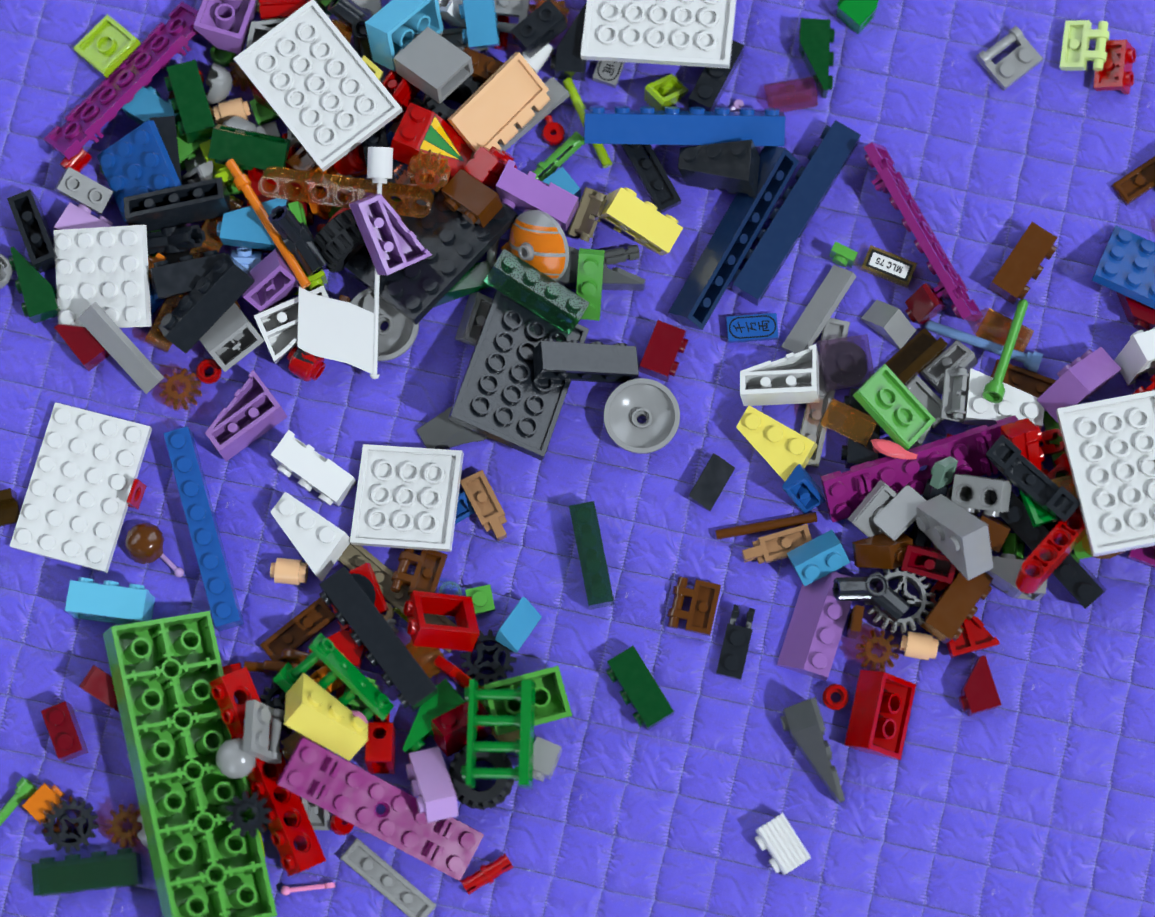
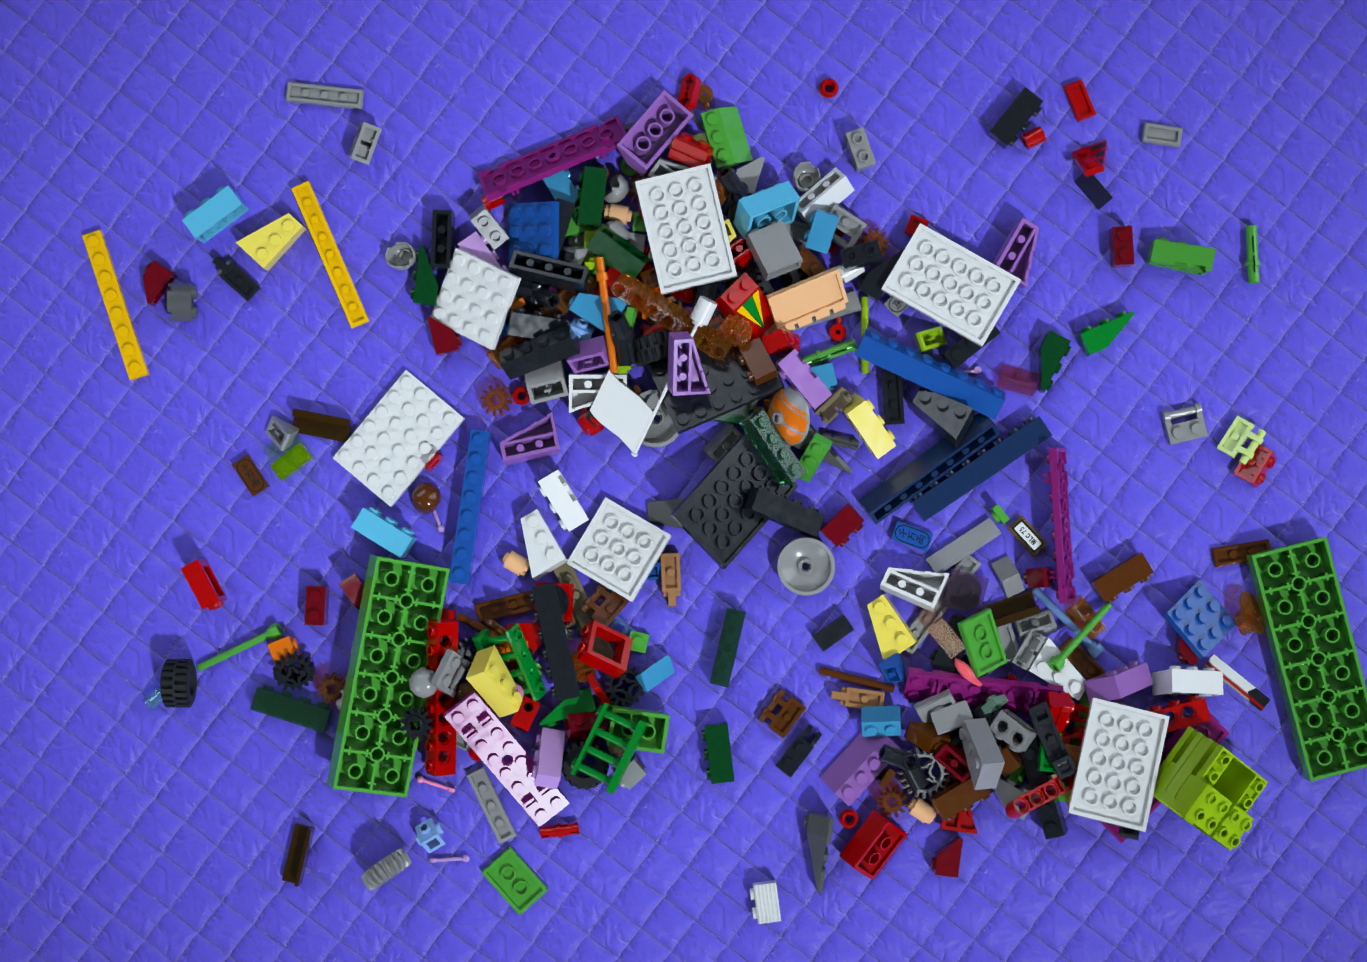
camera: 25 degrees right, 10 degrees up
(106, 46) = (550, 124): lime plate -> none
(120, 348) = (467, 355): light grey tile -> none

